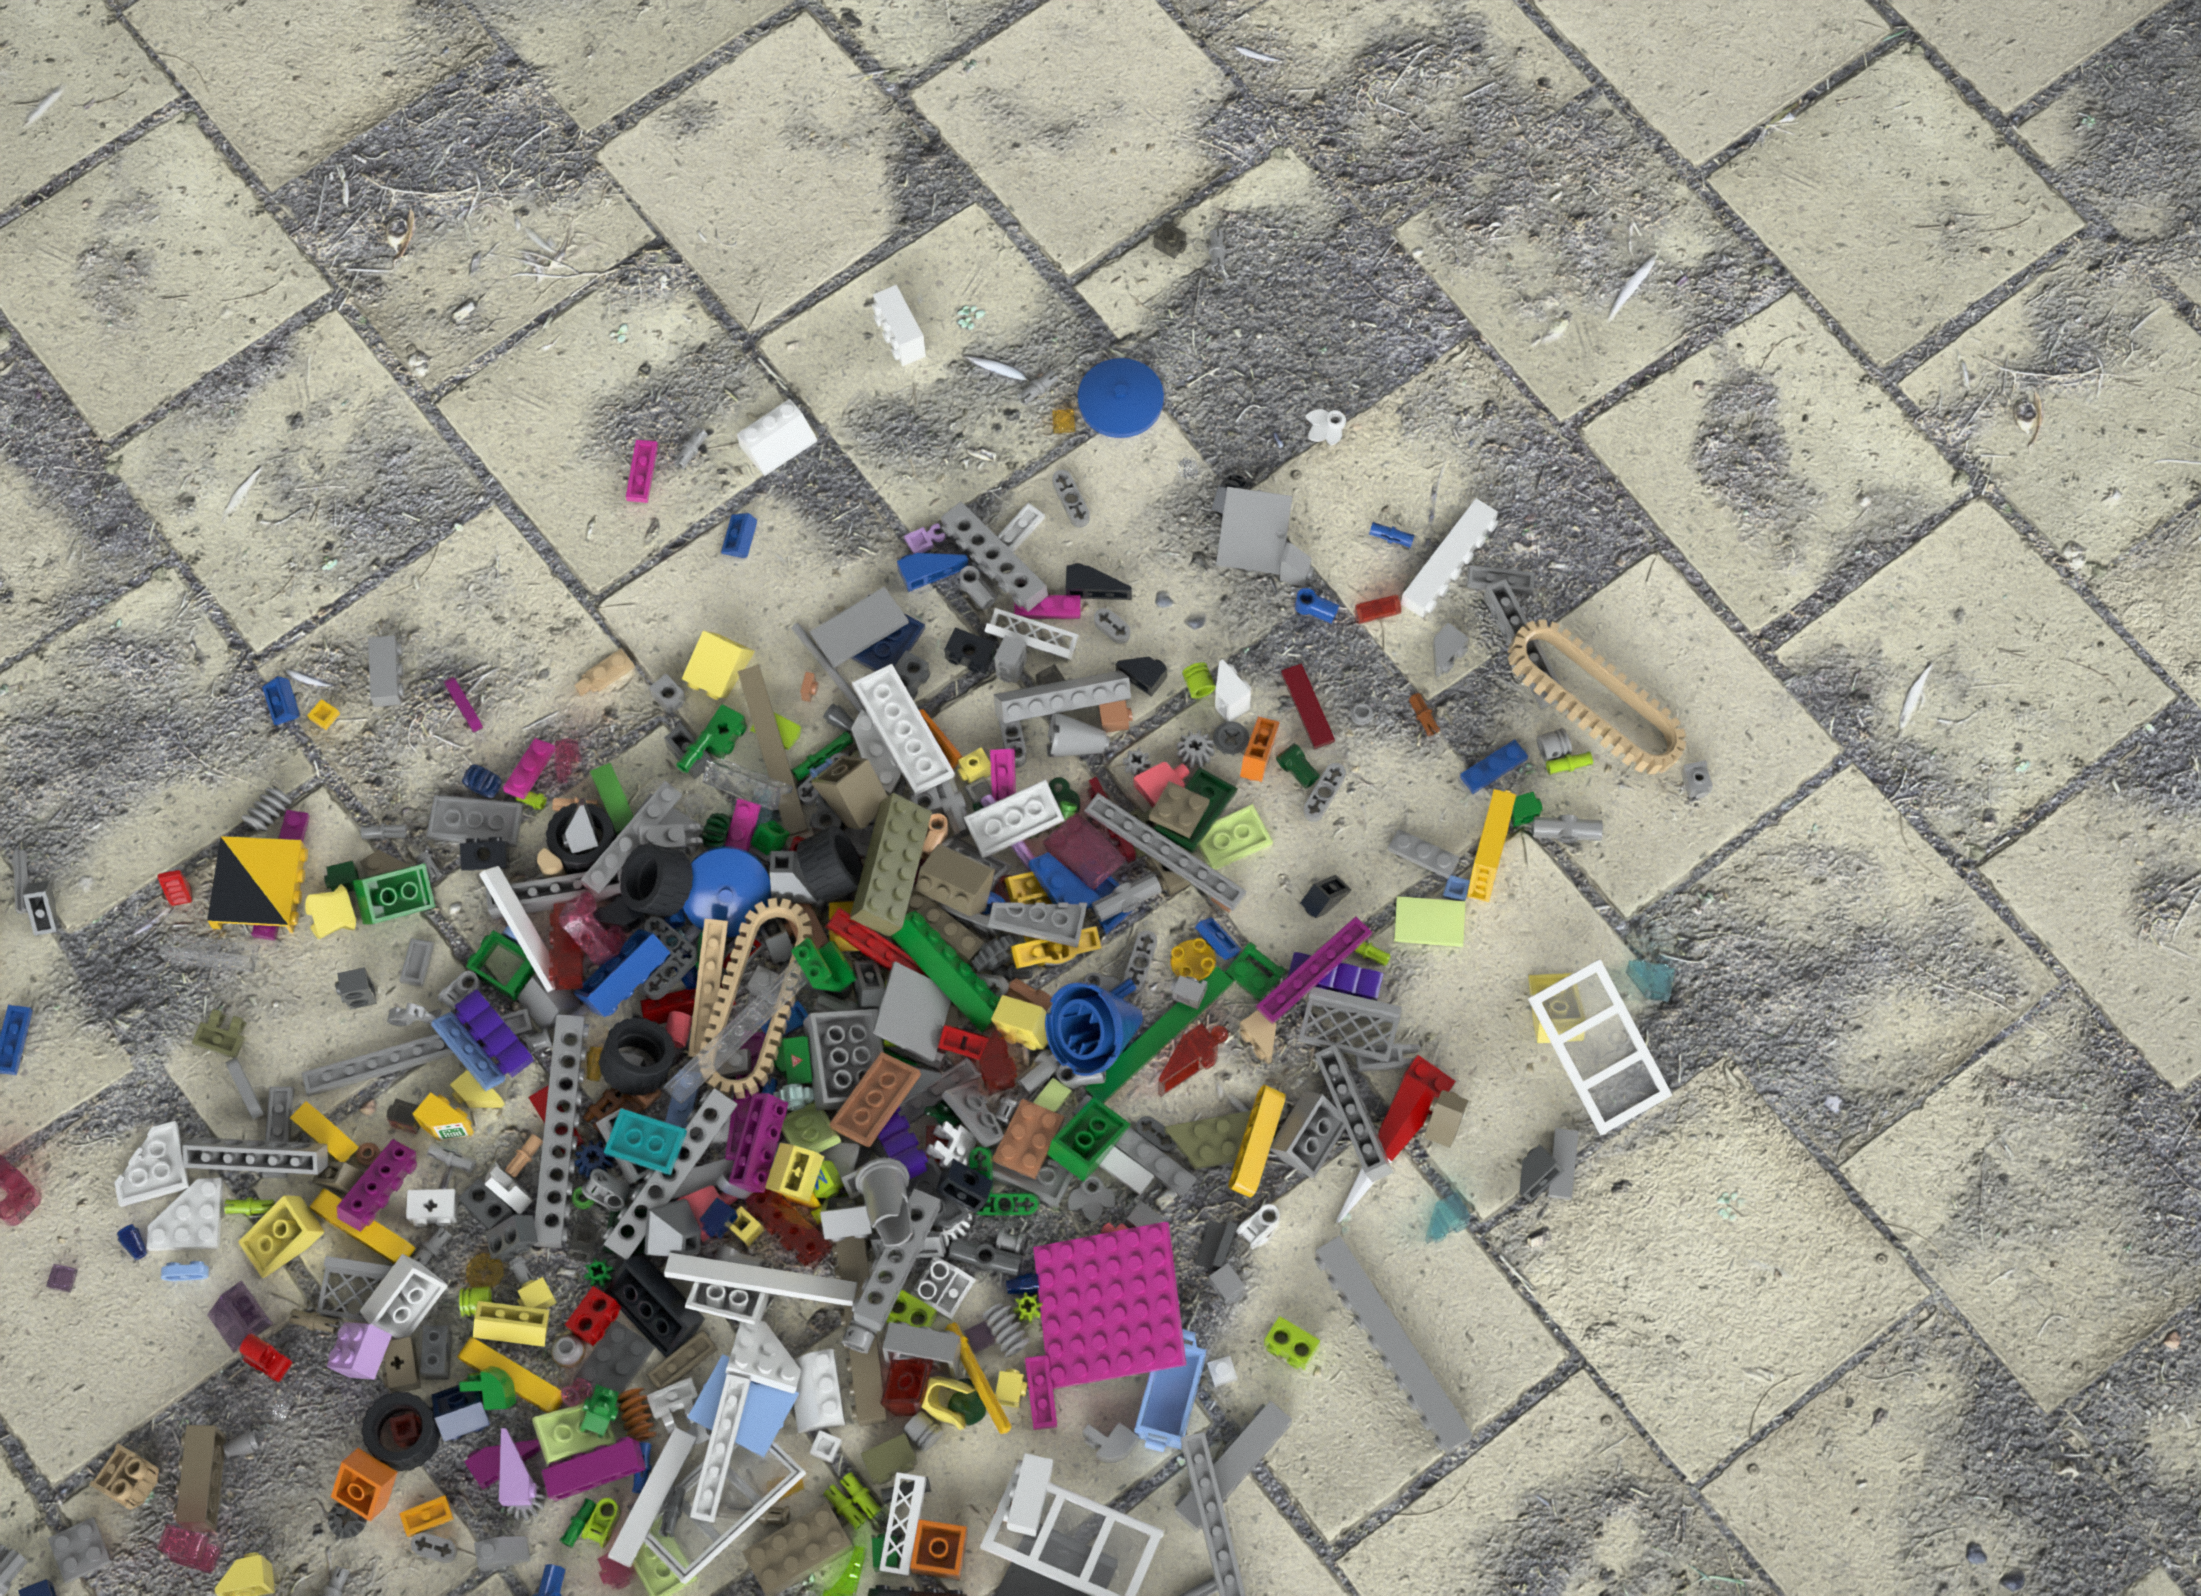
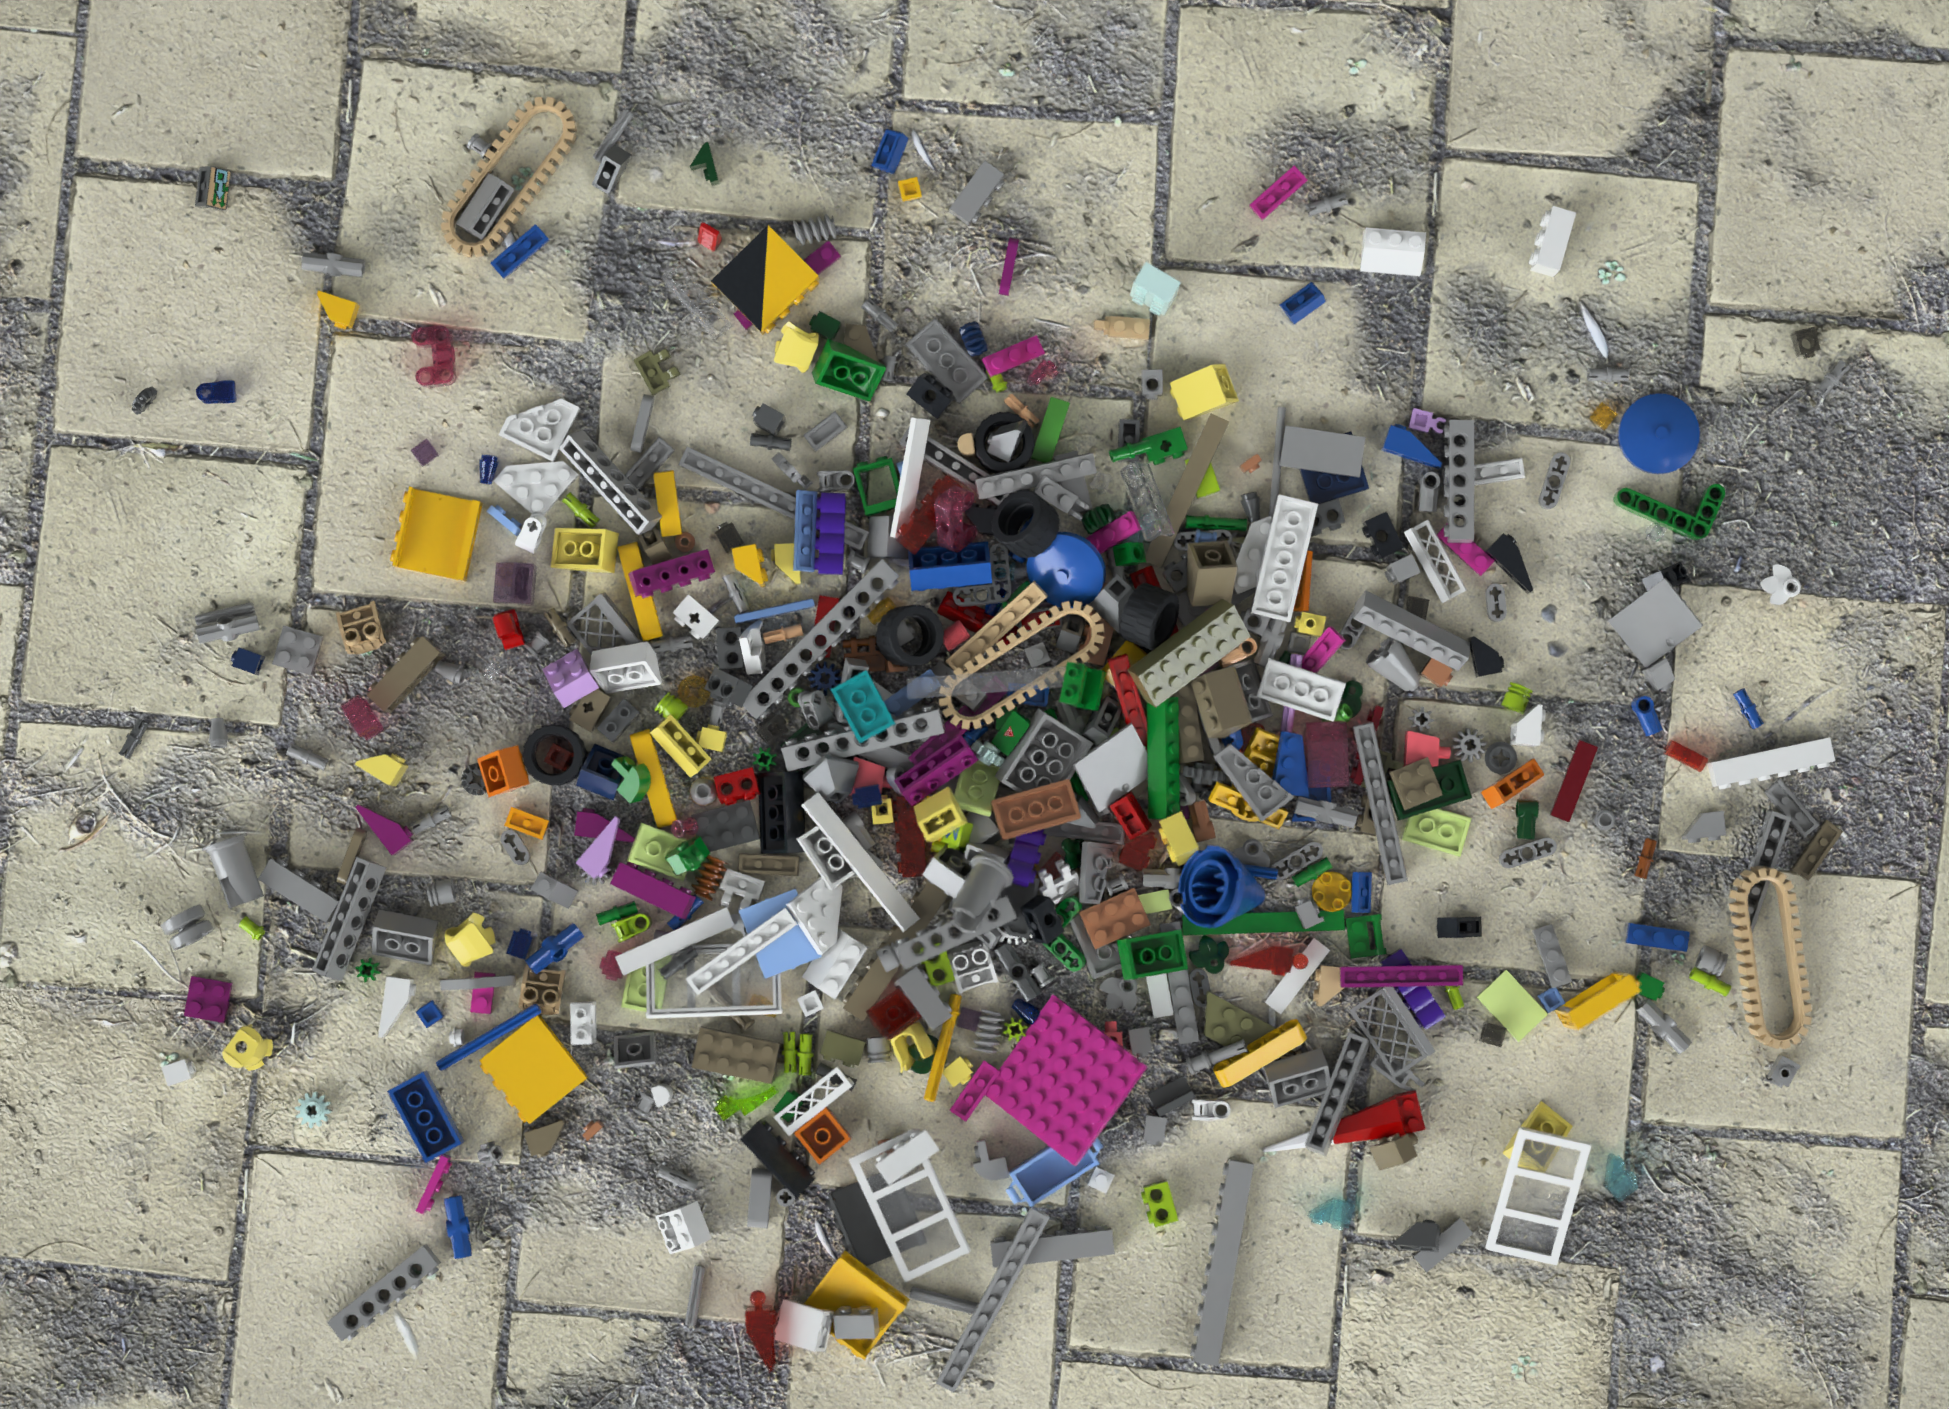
camera: 40 degrees right, 20 degrees up
(122, 834) = (705, 159): none -> dark green slope
(131, 1338) = (436, 534): none -> yellow panel
(219, 1266) = (530, 535): none -> white piece
(304, 1352) = (537, 644): none -> light grey bush
(375, 1009) = (770, 442): none -> dark grey pin
(499, 1142) = (774, 611): none -> medium blue tile
(601, 612) = (1154, 289): none -> light aqua brick
(1136, 1098) = (1208, 952): none -> dark green plate
(1161, 958) = (1312, 872): none -> green pin
(1188, 442) = (1672, 513): none -> green beam
(1218, 1185) = (1207, 1059): none -> light grey pin
(1230, 1055) = (1293, 981): none -> white tile
(1435, 955) = (1492, 1034): none -> clear smoke brick
(1552, 593) = (1816, 850): none -> dark tan tile

